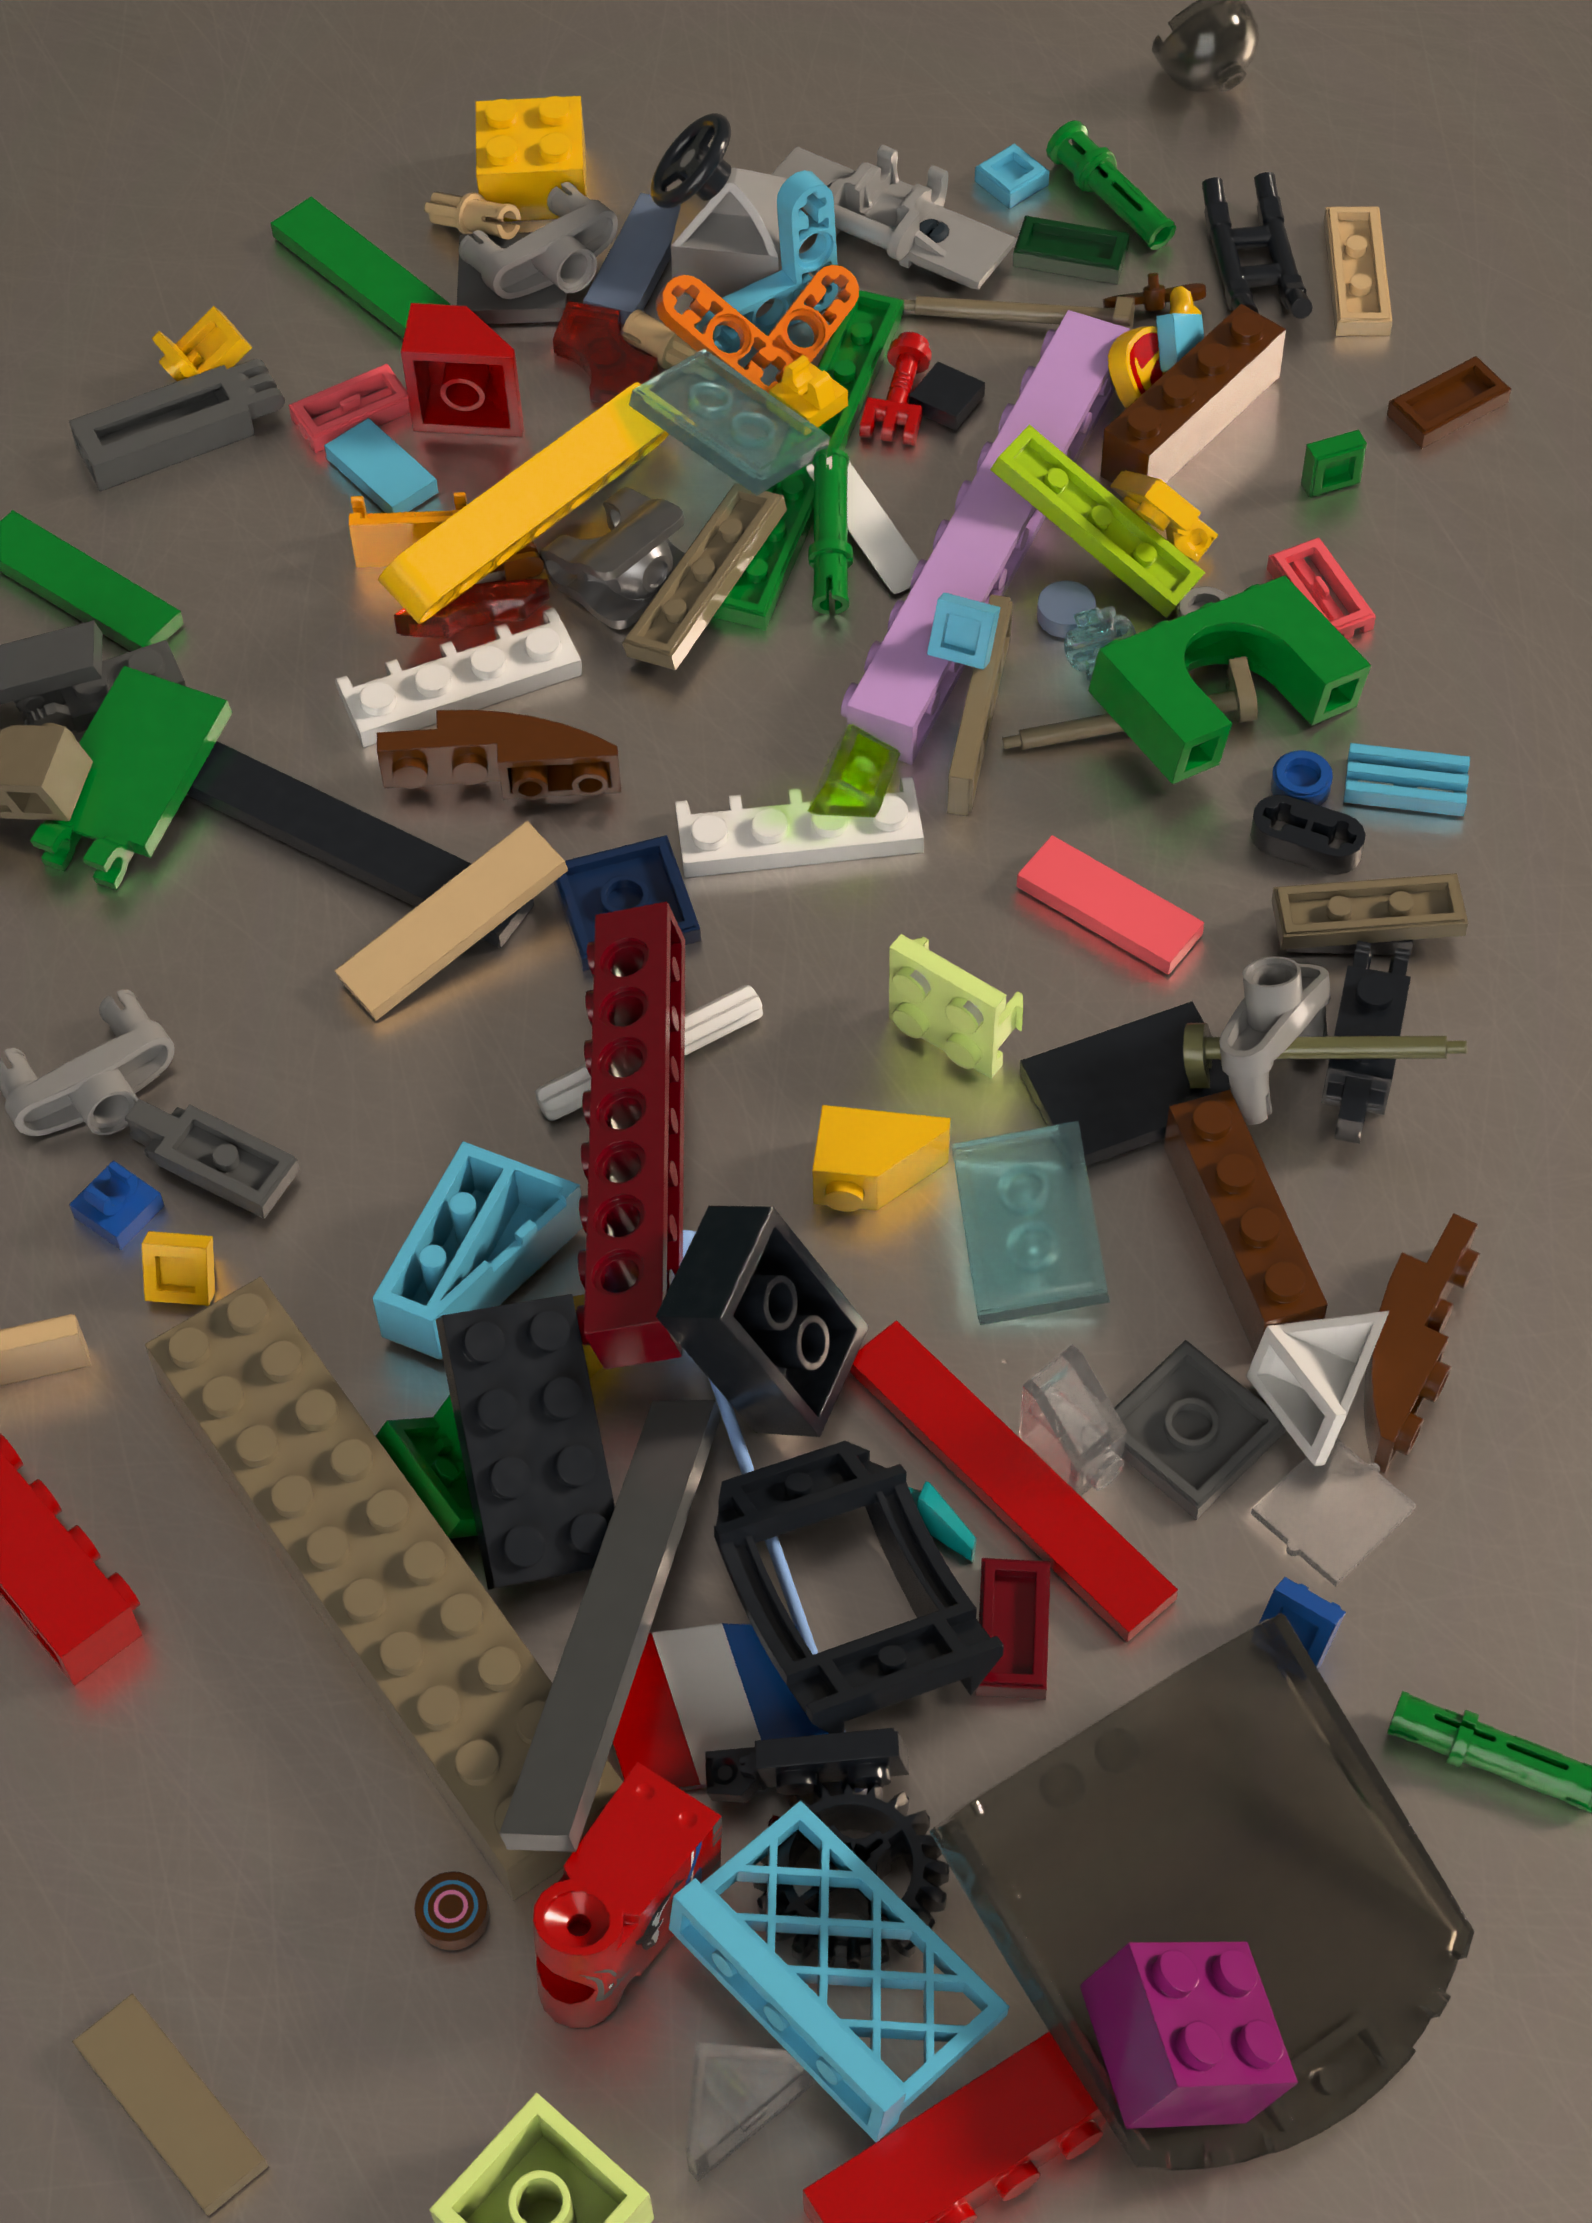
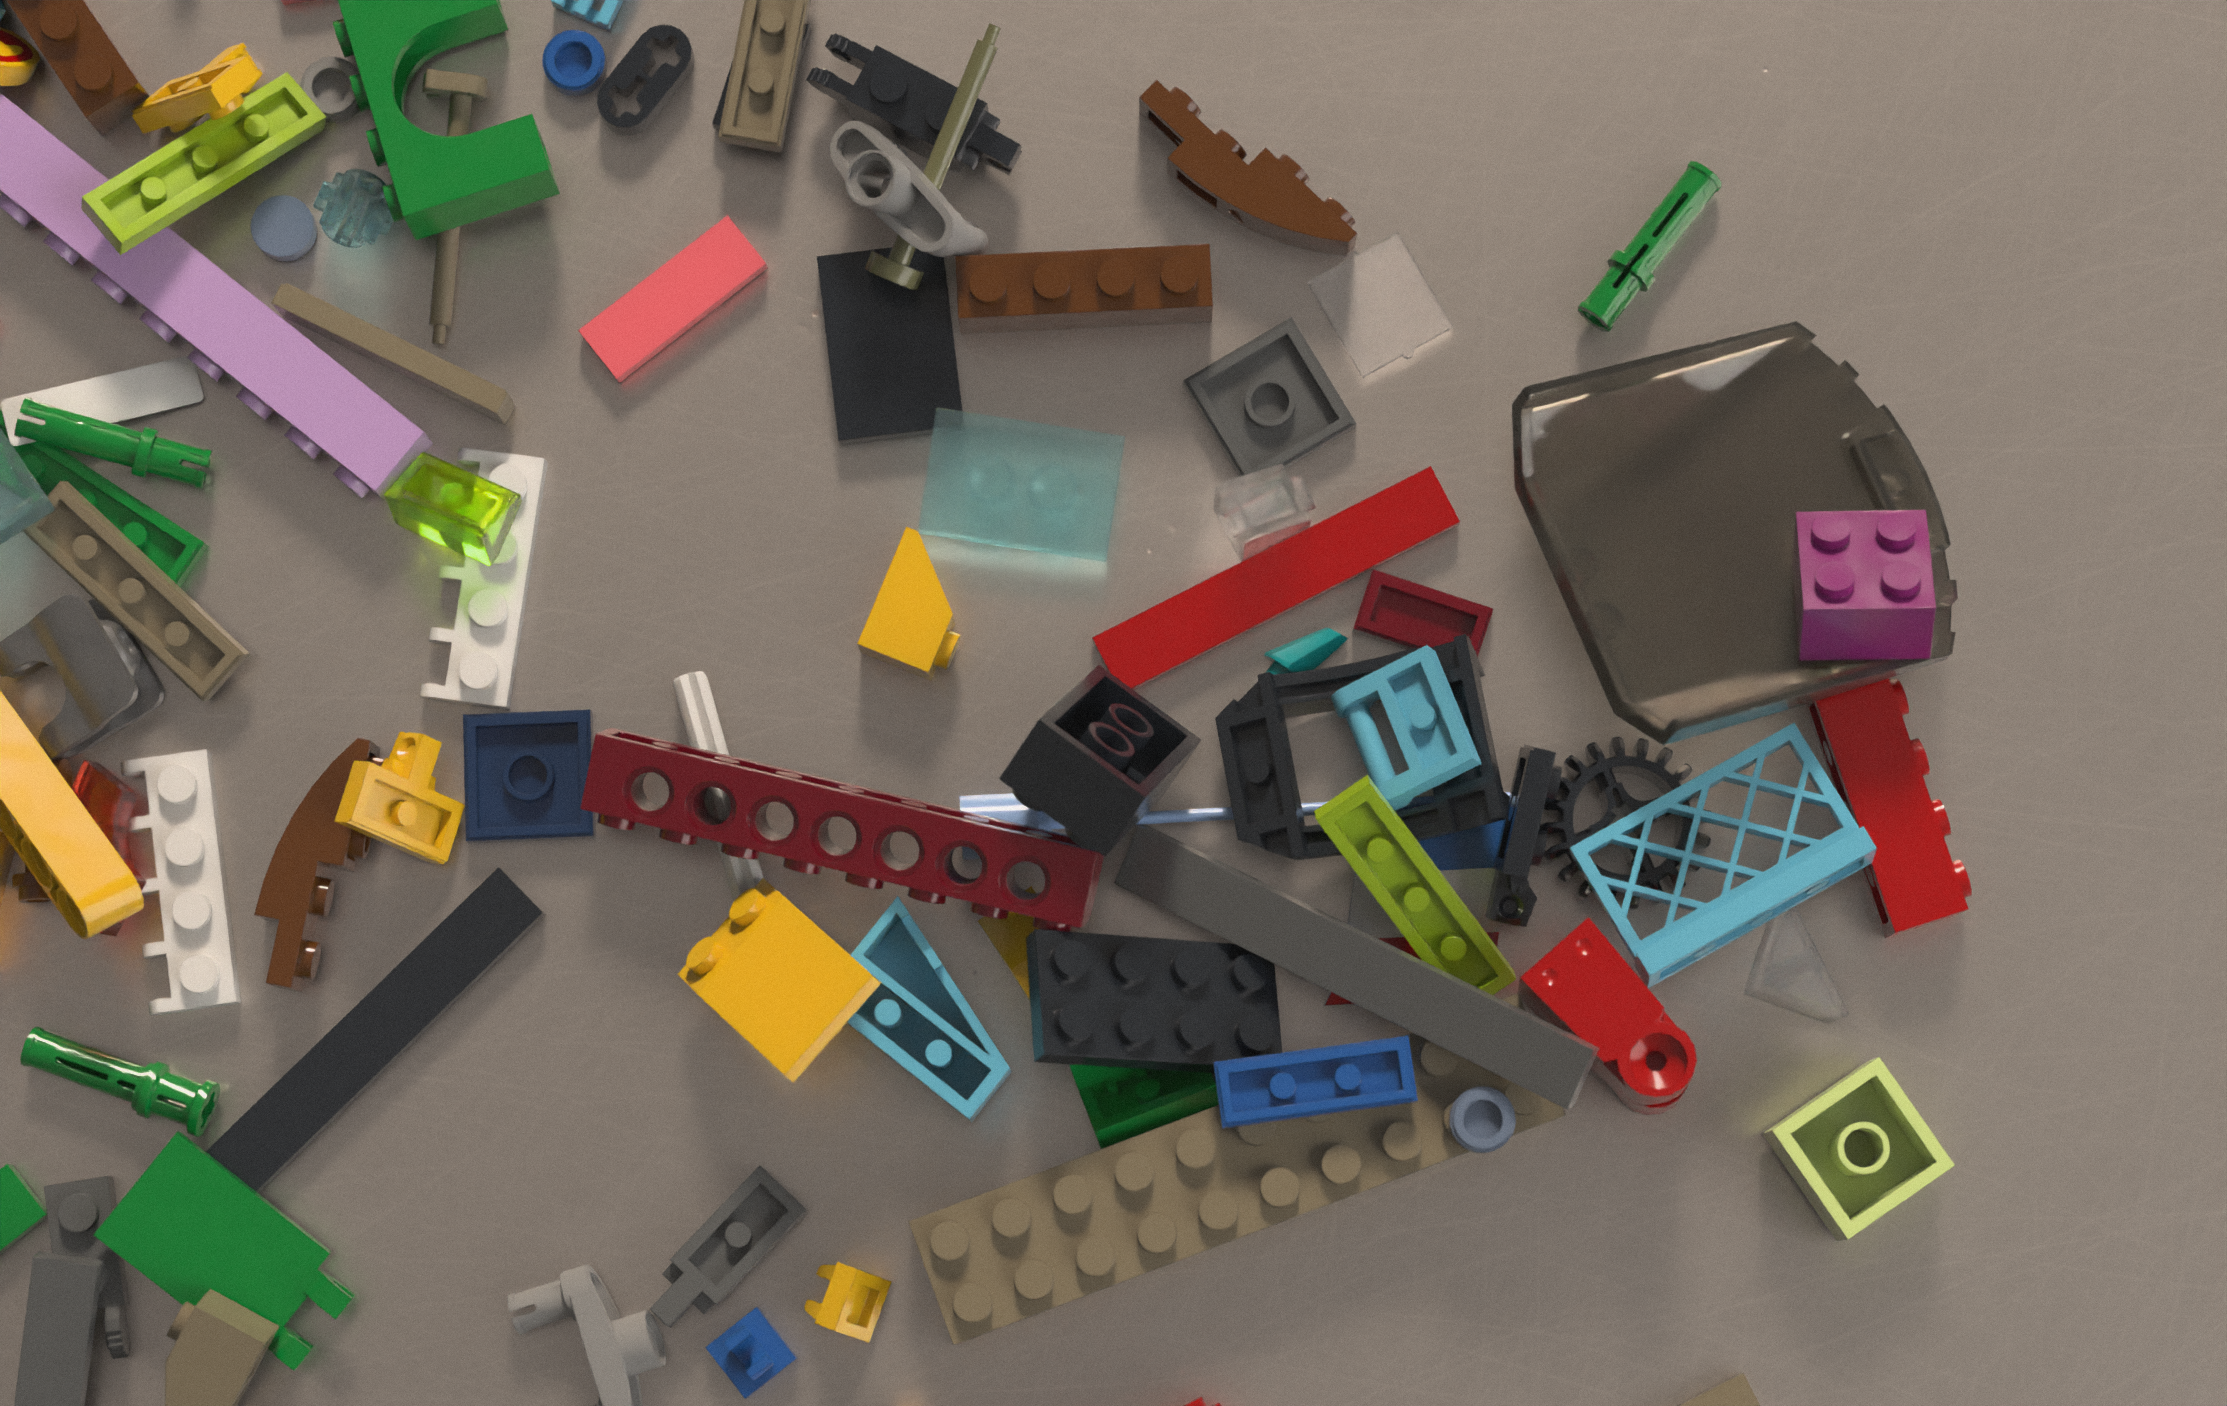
camera: 75 degrees left, 25 degrees up
(268, 690) = (147, 1088): none -> green pin
(451, 920) = (516, 955): tan tile -> none
(452, 1910) = (1560, 1172): reddish brown tile -> none
(476, 1773) = (1482, 1120): none -> sand blue tile
(478, 1101) = (777, 978): none -> yellow slope
(480, 1600) = (1315, 1082): none -> blue tile
(568, 793) = (400, 801): none -> yellow hinge
(710, 1654) = (1411, 887): none -> lime plate
(883, 1606) = (1422, 718): none -> medium azure plate
(949, 1006) = (796, 481): yellowish green piece -> none
(963, 630) = (332, 344): medium azure tile -> none
(1309, 1615) = (1495, 372): blue tile -> none
(1312, 1375) = (1274, 277): white slope -> none

